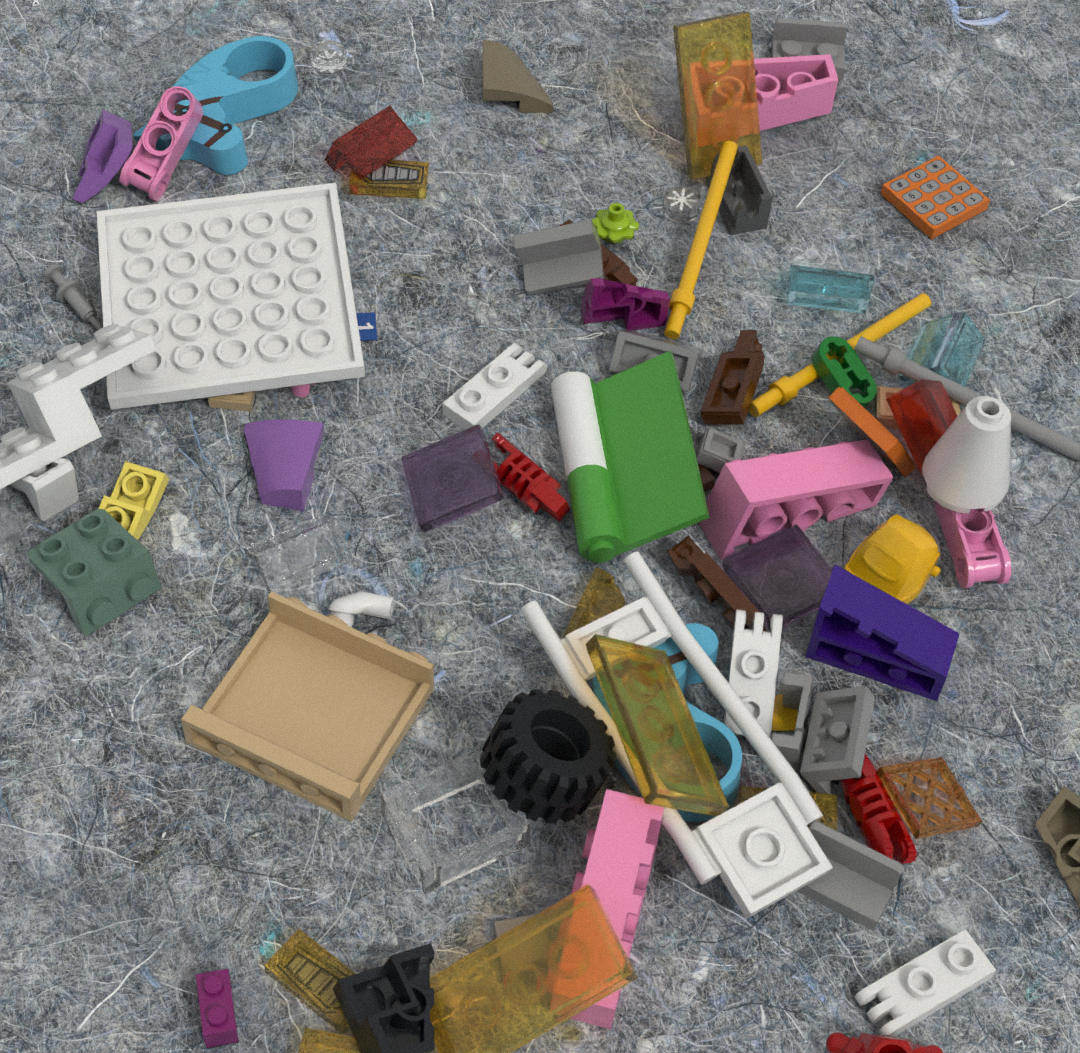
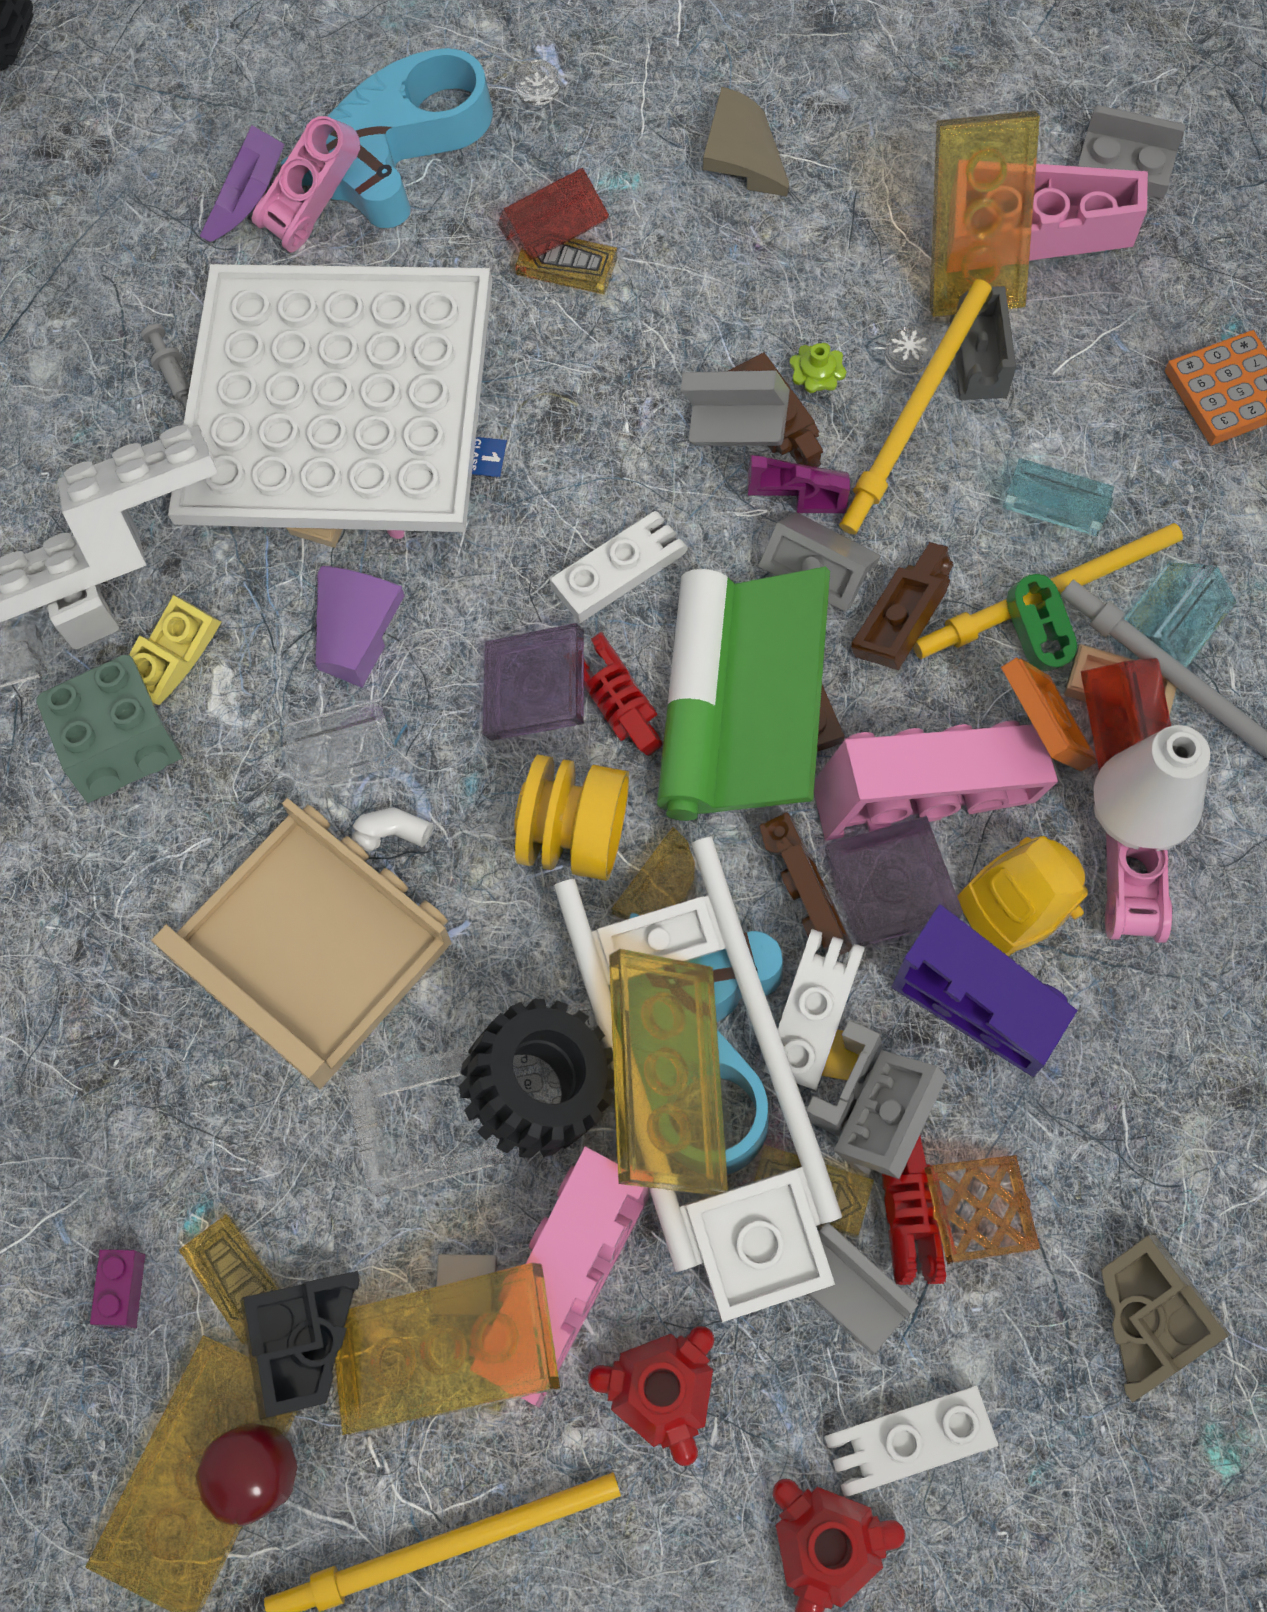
camera: 20 degrees right, 15 degrees up
(516, 563) = (571, 817): none -> yellow wheel
(712, 987) = (662, 1390): none -> red rock
(717, 449) = (860, 701): light grey tile -> none

